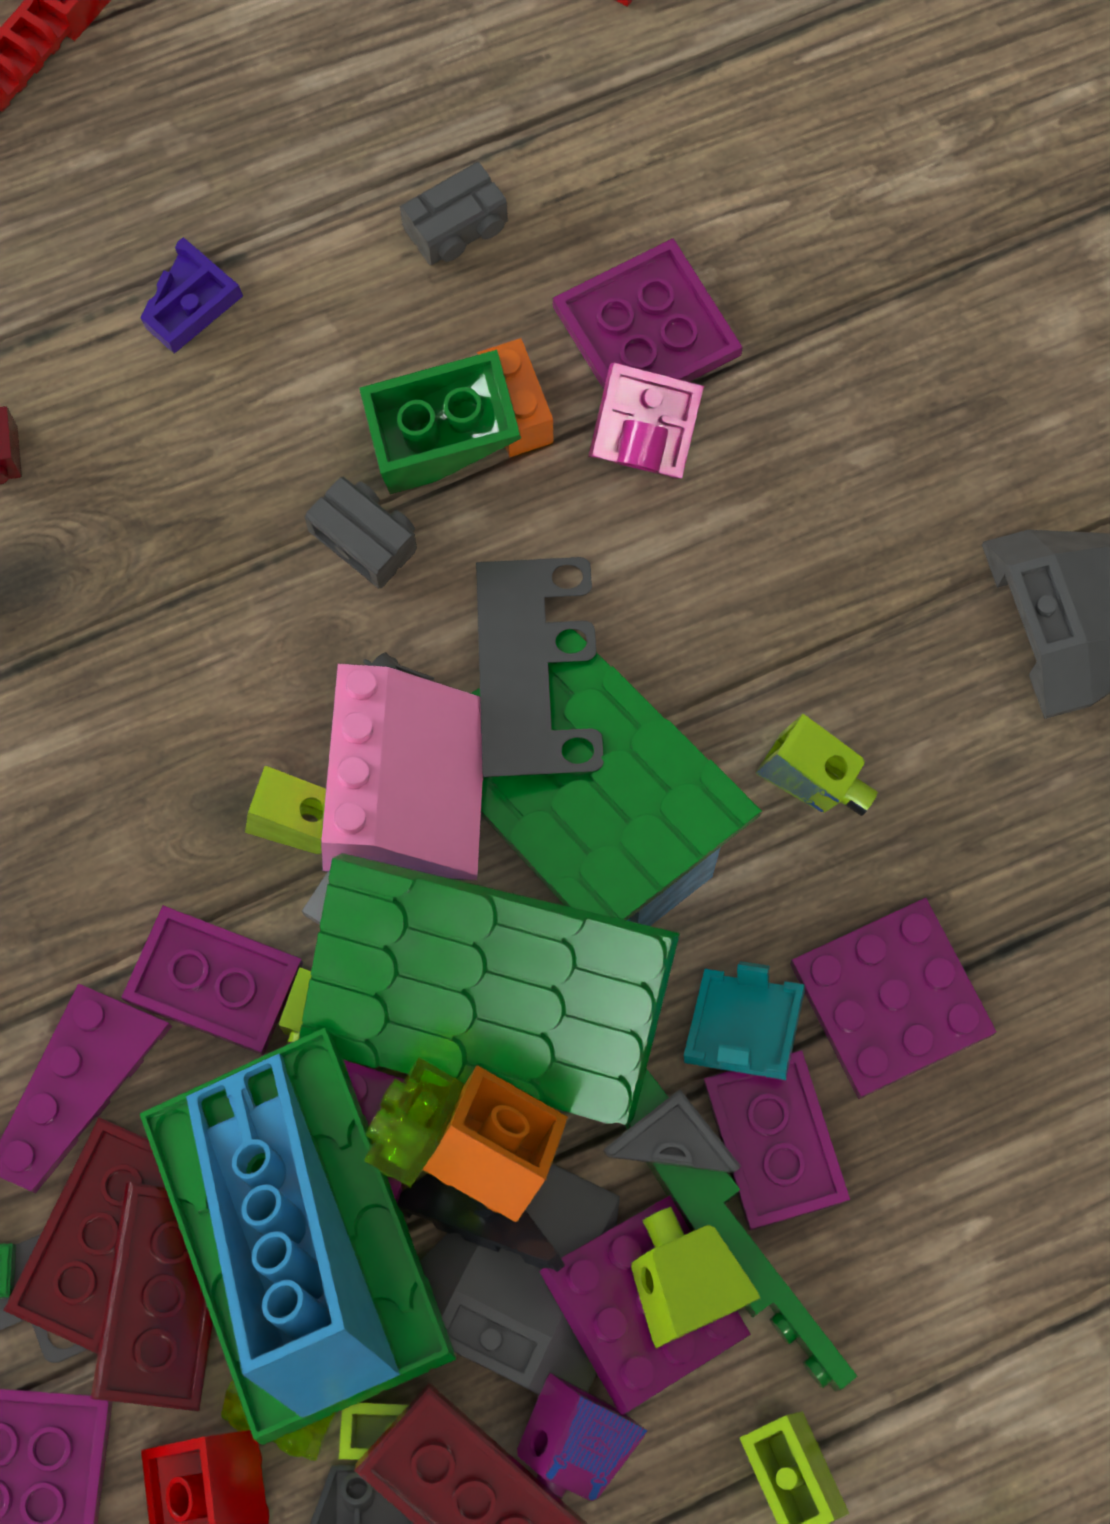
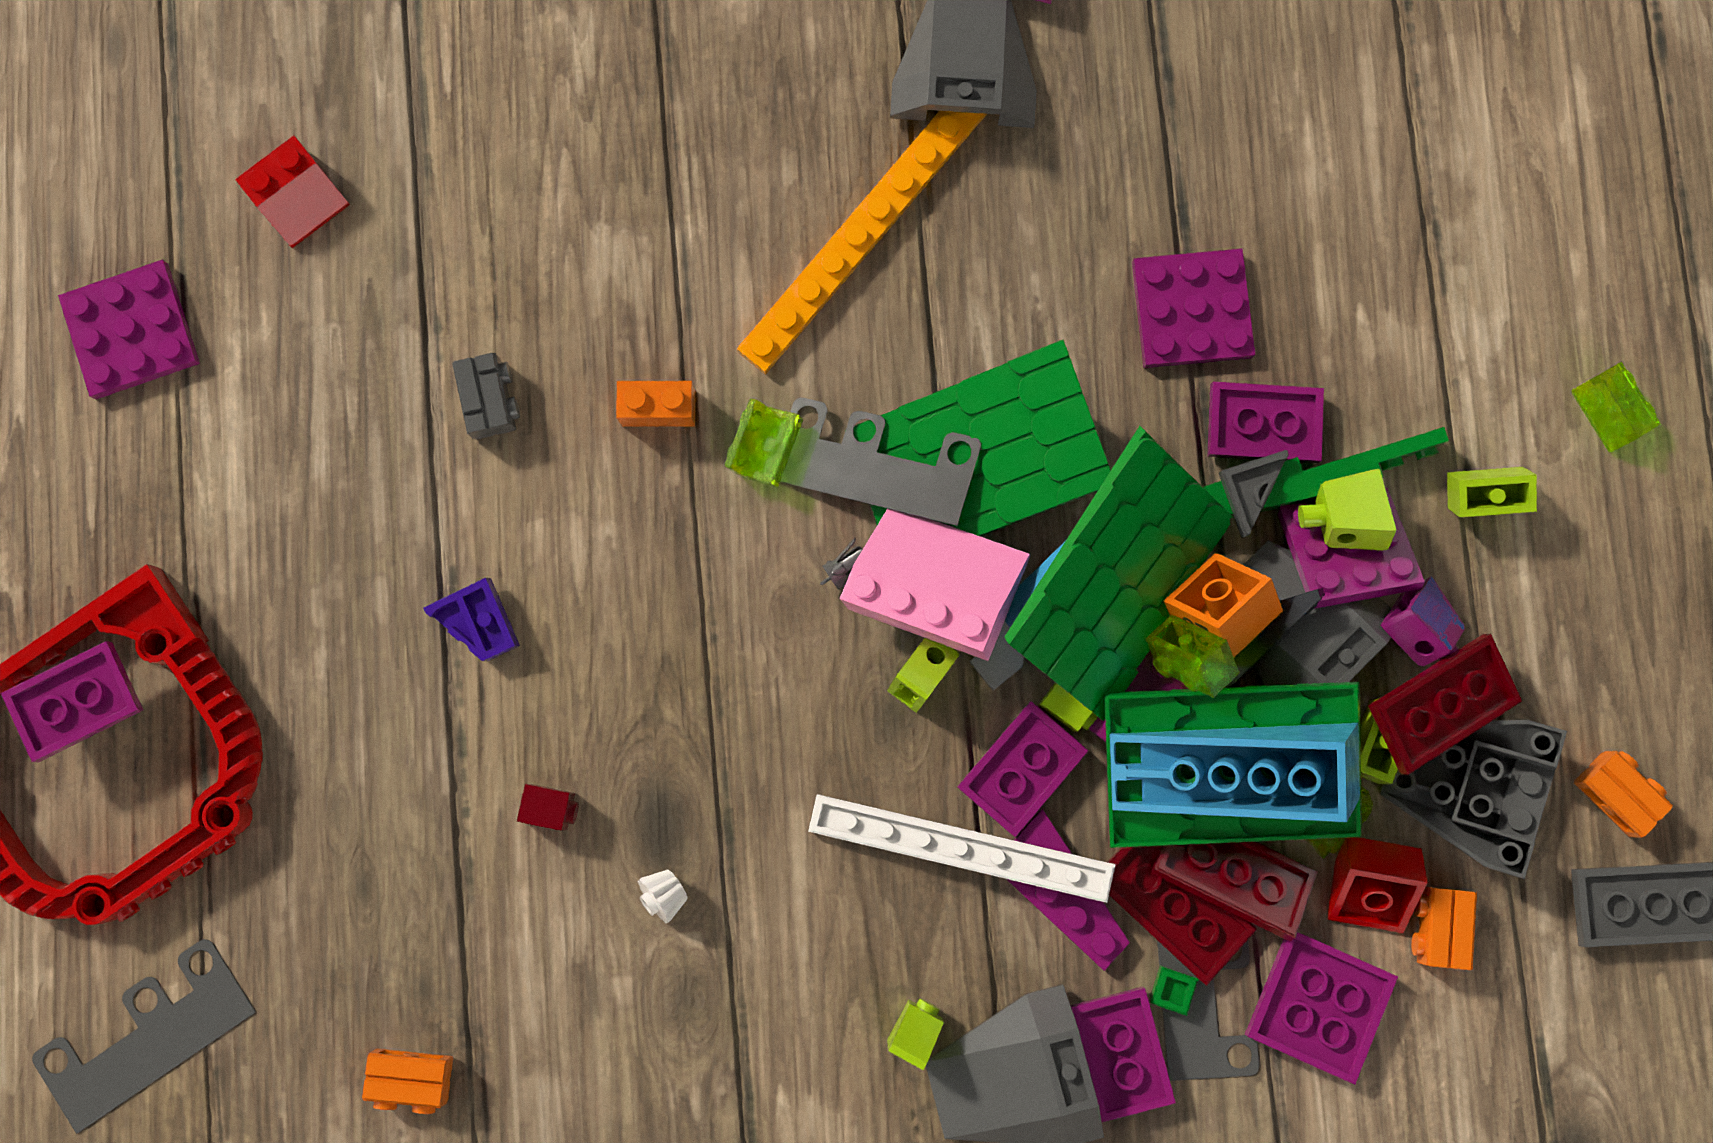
camera: 70 degrees left, 10 degrees up
(87, 942) = (962, 848): none -> white tile
(362, 531) = (720, 551): dark grey brick -> none
(439, 420) = (659, 462): green slope -> none
(513, 532) = (763, 443): none -> clear neon green bracket
(646, 421) = (713, 316): plate -> none
(649, 318) = (631, 288): magenta plate -> none
(744, 1022) = (1182, 411): teal piece -> none
(817, 559) = (856, 237): none -> light orange plate
(817, 768) = (1019, 296): lime torso -> none

